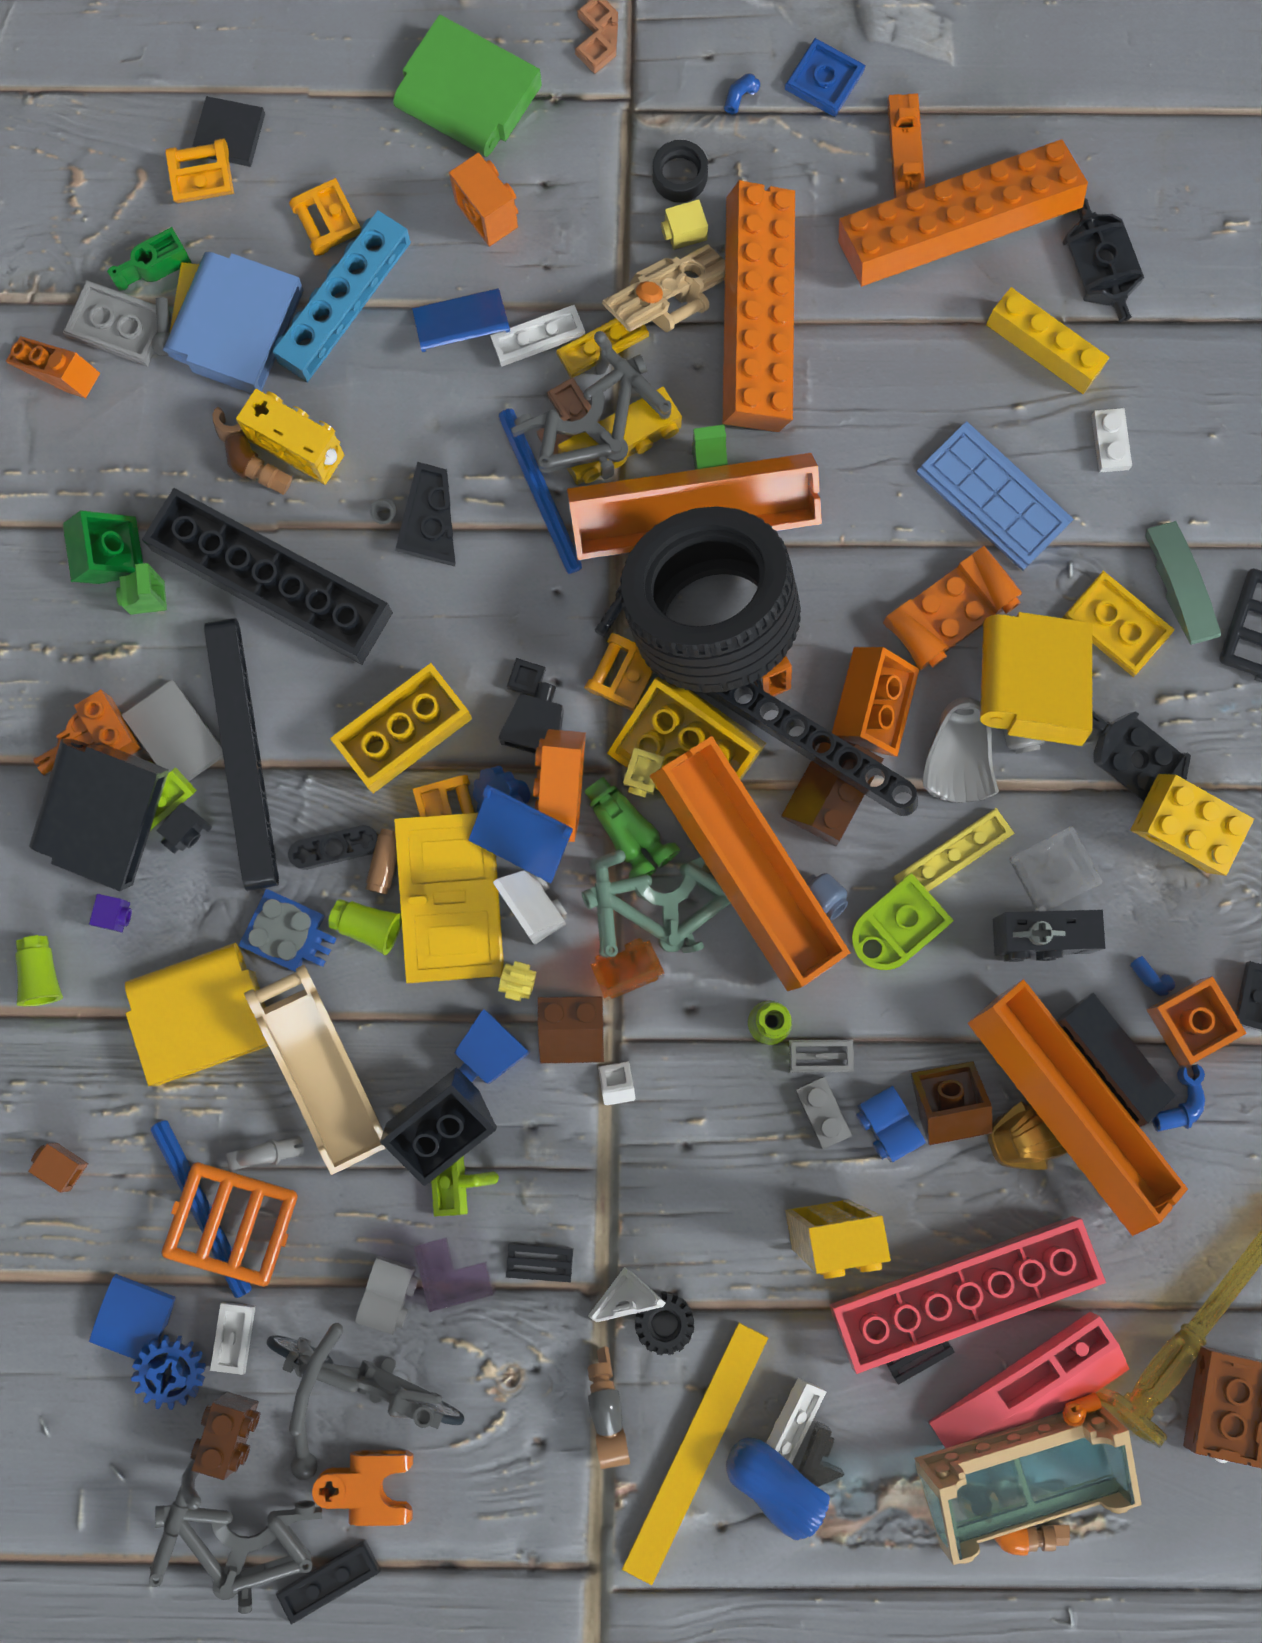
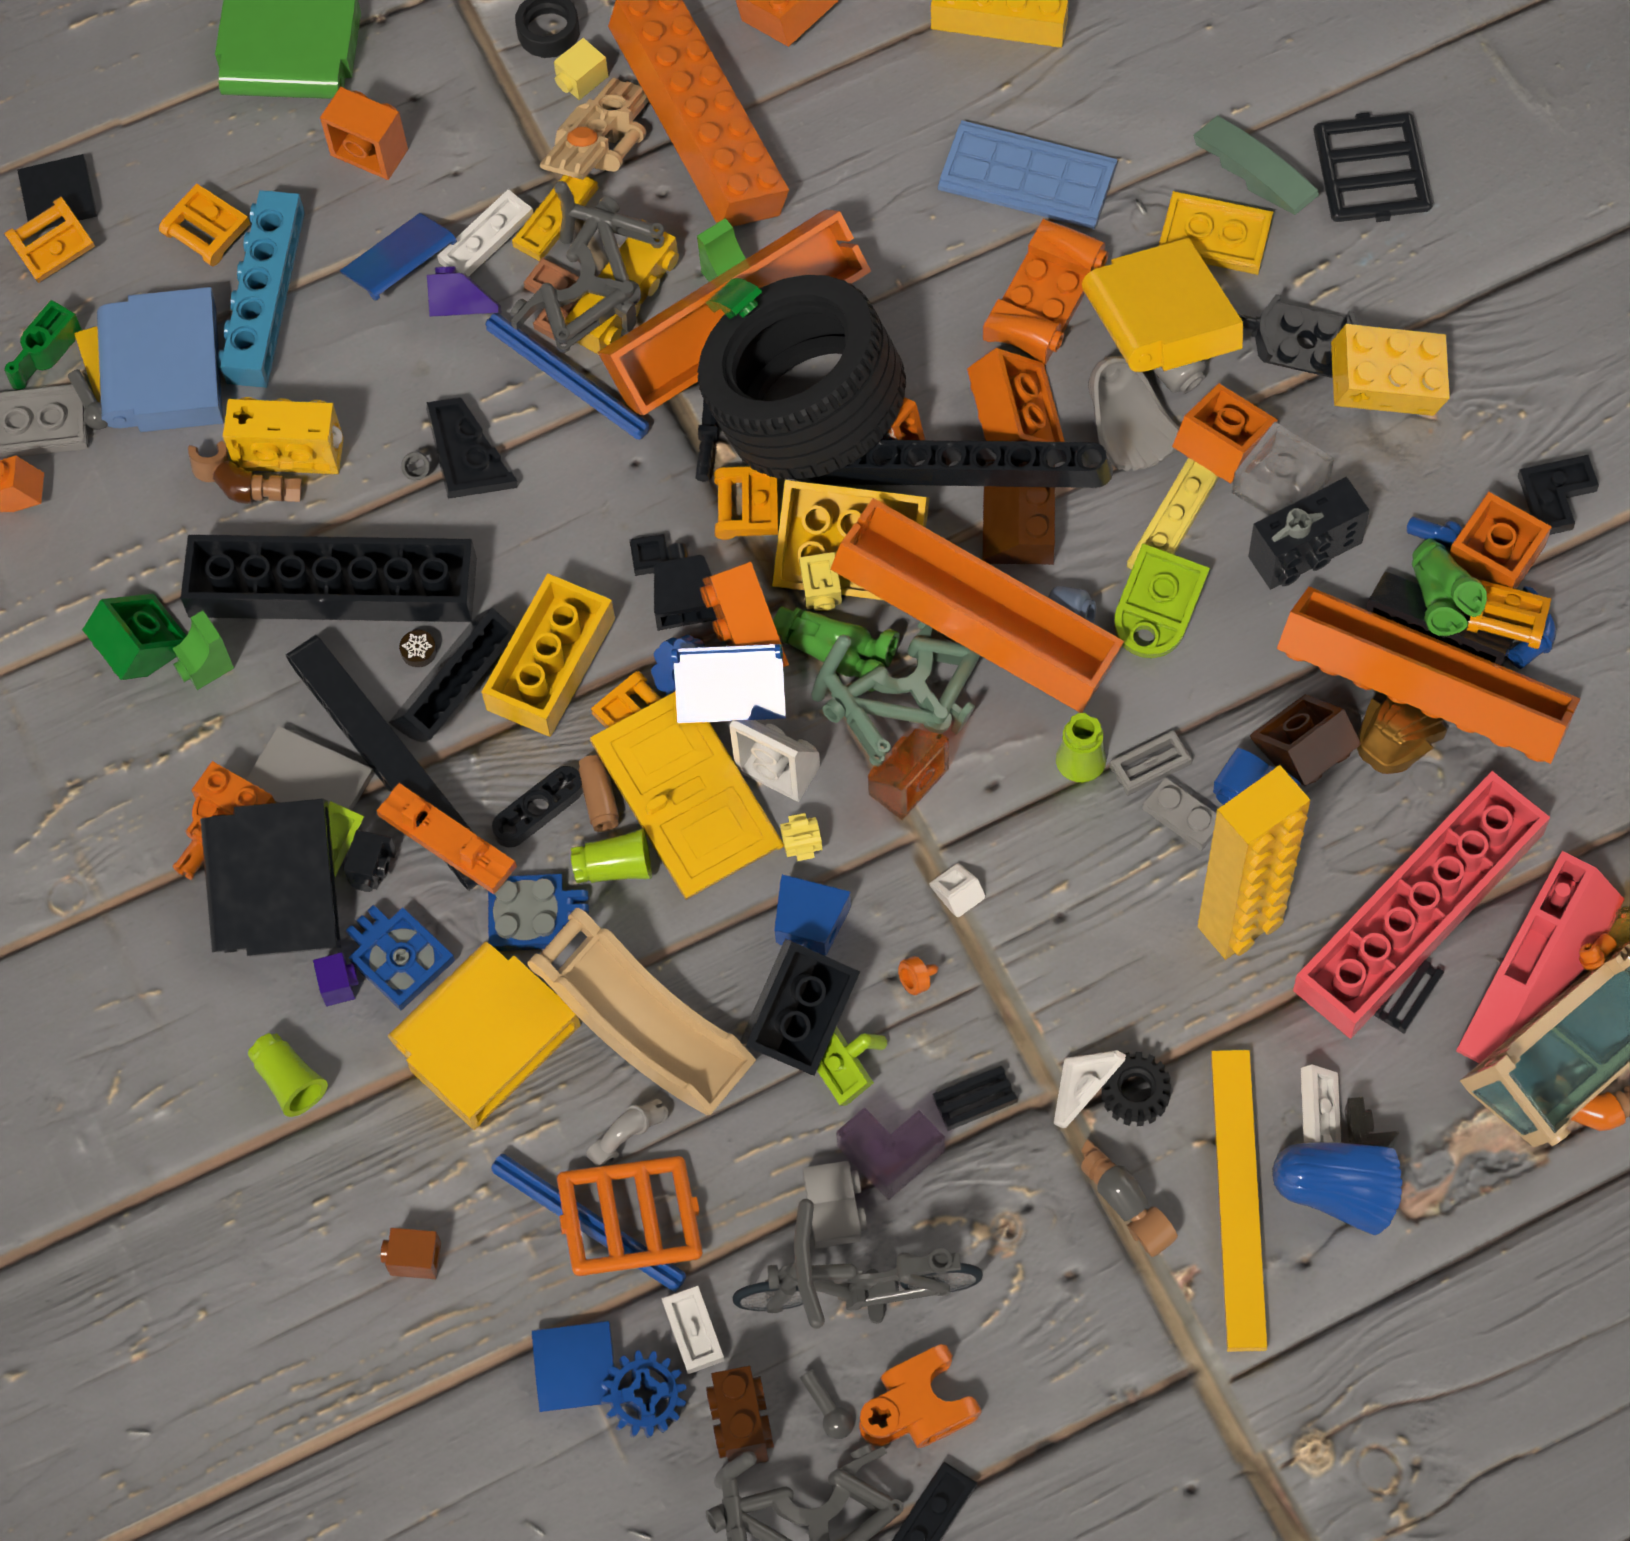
camera: 25 degrees left, 15 degrees down
(167, 916) = (398, 955): none -> blue piece
(244, 846) = (447, 838): none -> orange hinge
(310, 666) = (418, 648): none -> dark brown tile
(321, 708) = (453, 676): none -> black brick
(488, 380) = (457, 294): none -> dark purple slope
(544, 1141) = (916, 975): none -> orange tile
(571, 1029) = (882, 856): reddish brown slope -> none
(689, 506) = (735, 298): none -> green slope
(1028, 811) = (1222, 431): none -> orange brick
(1111, 440) = (1113, 74): white plate -> none
(1131, 1041) = (1445, 589): none -> bright green piece
(1175, 1081) = (1514, 607): none -> light orange plate

